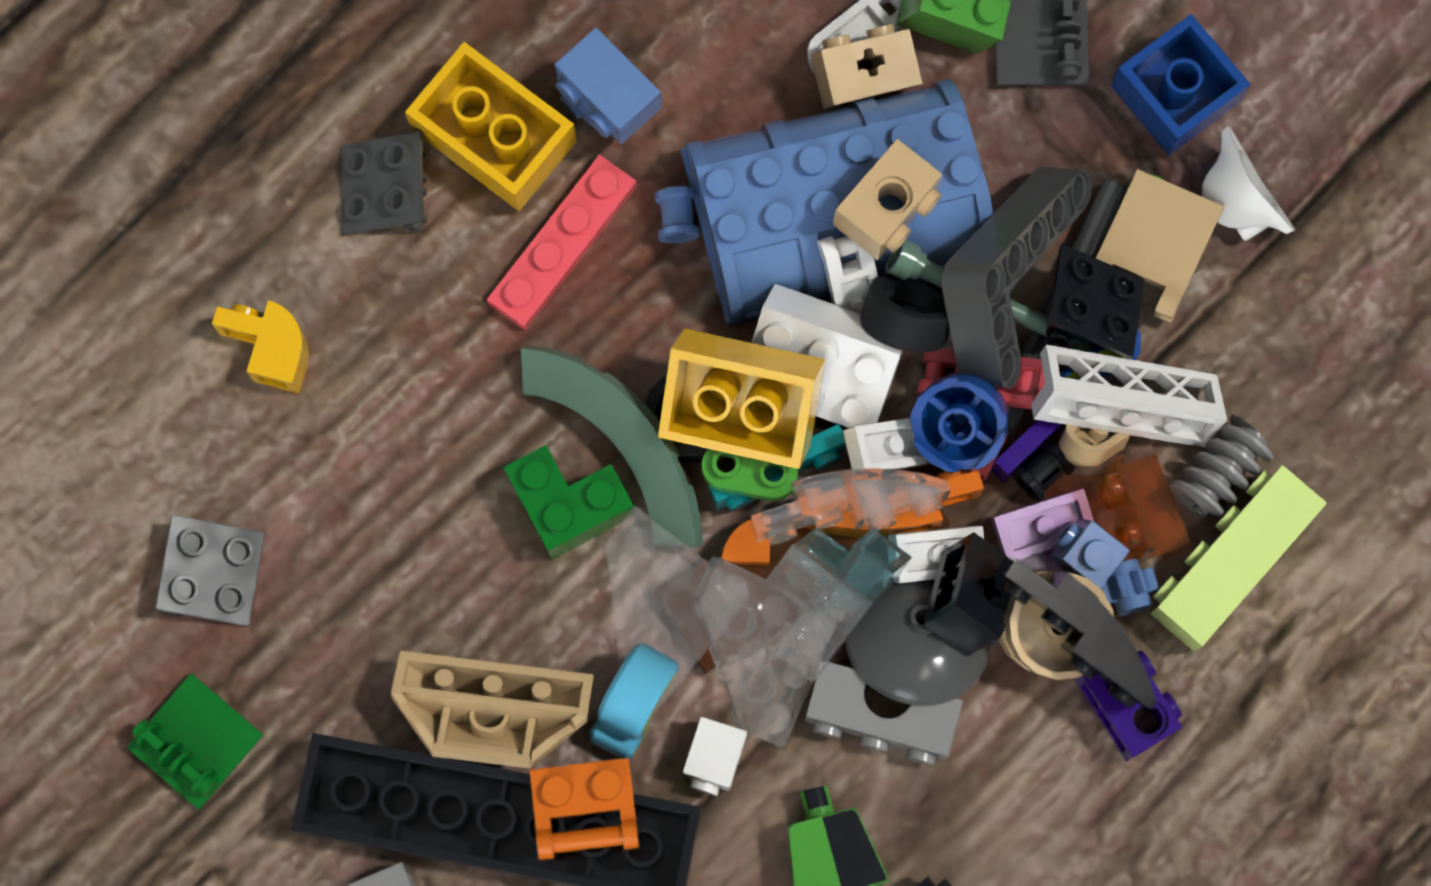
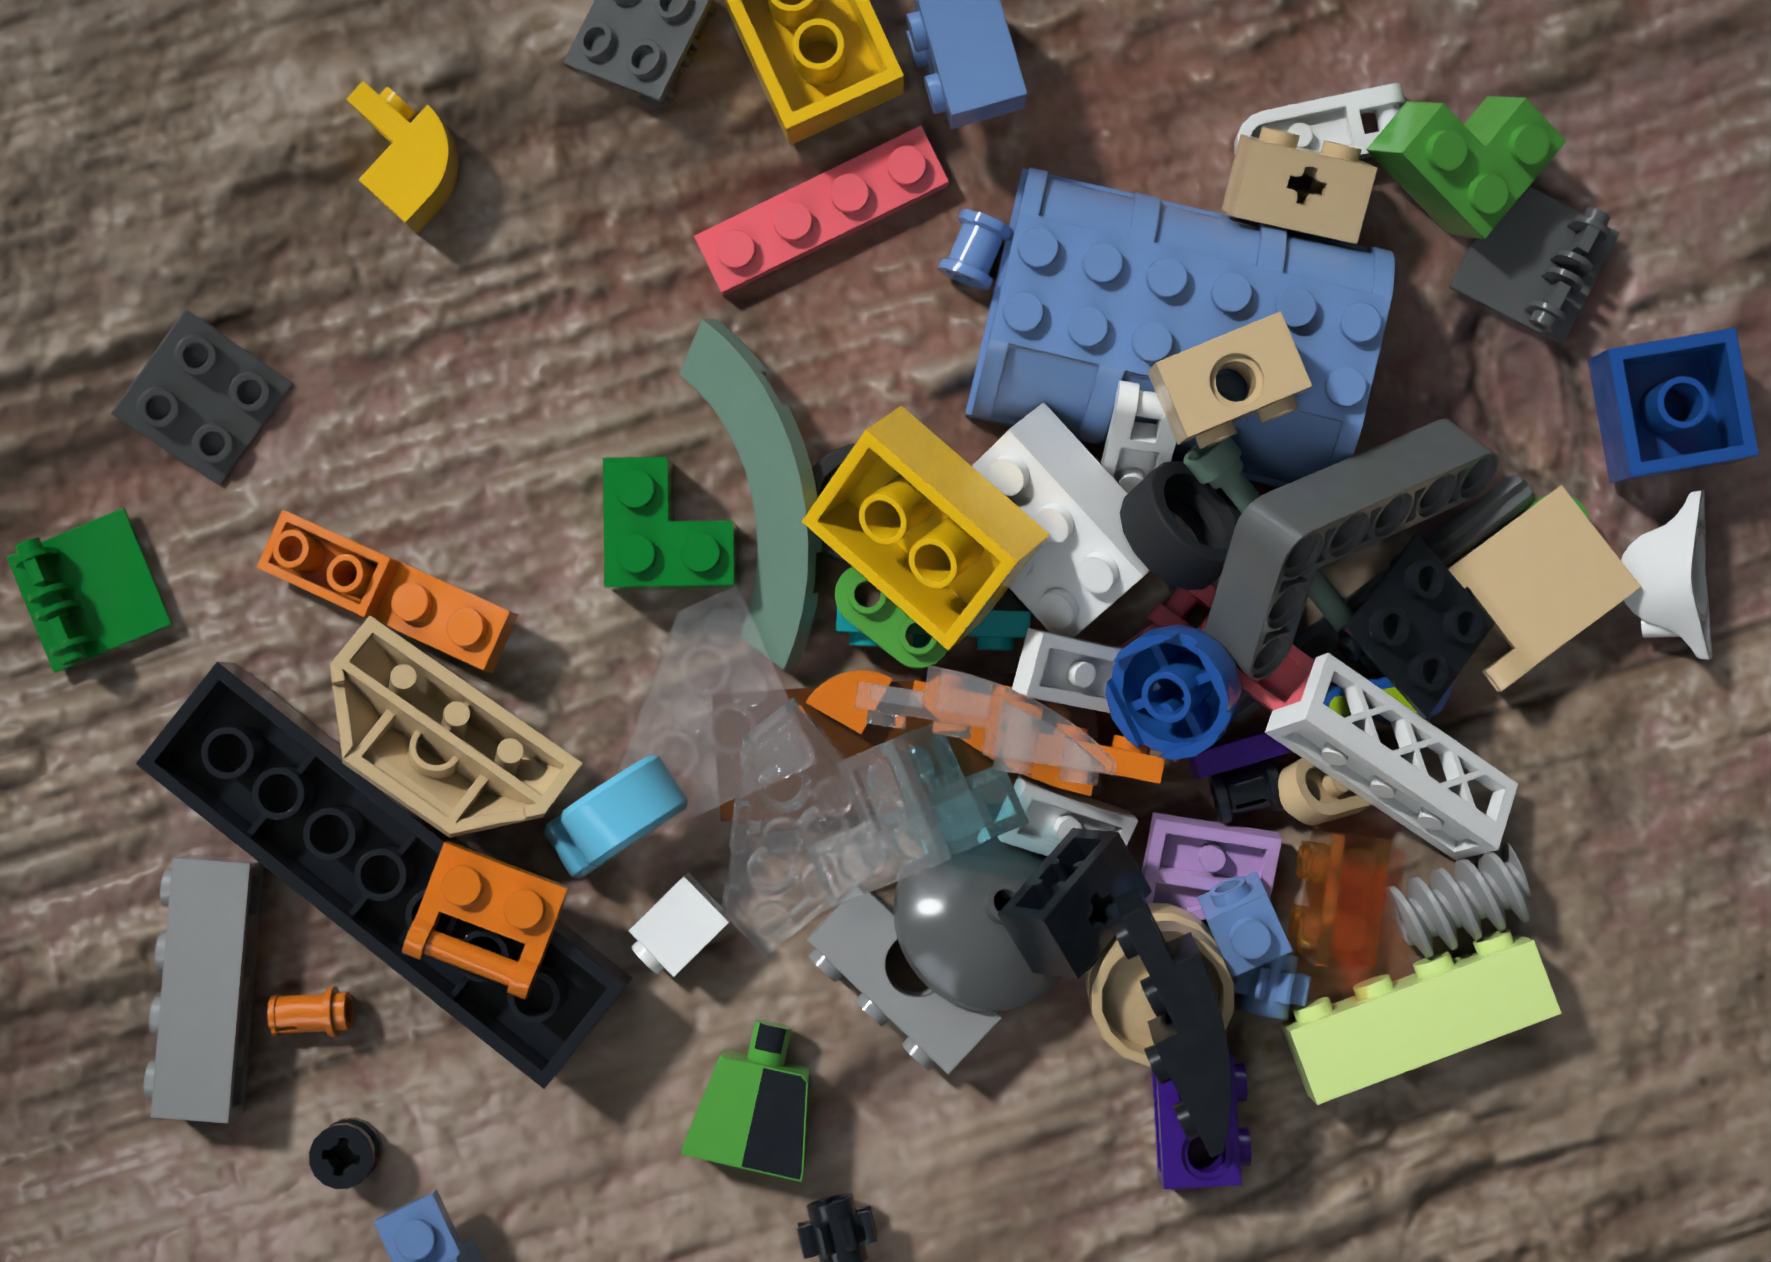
camera: 30 degrees right, 10 degrees up
(382, 632) = (387, 591): none -> orange slope

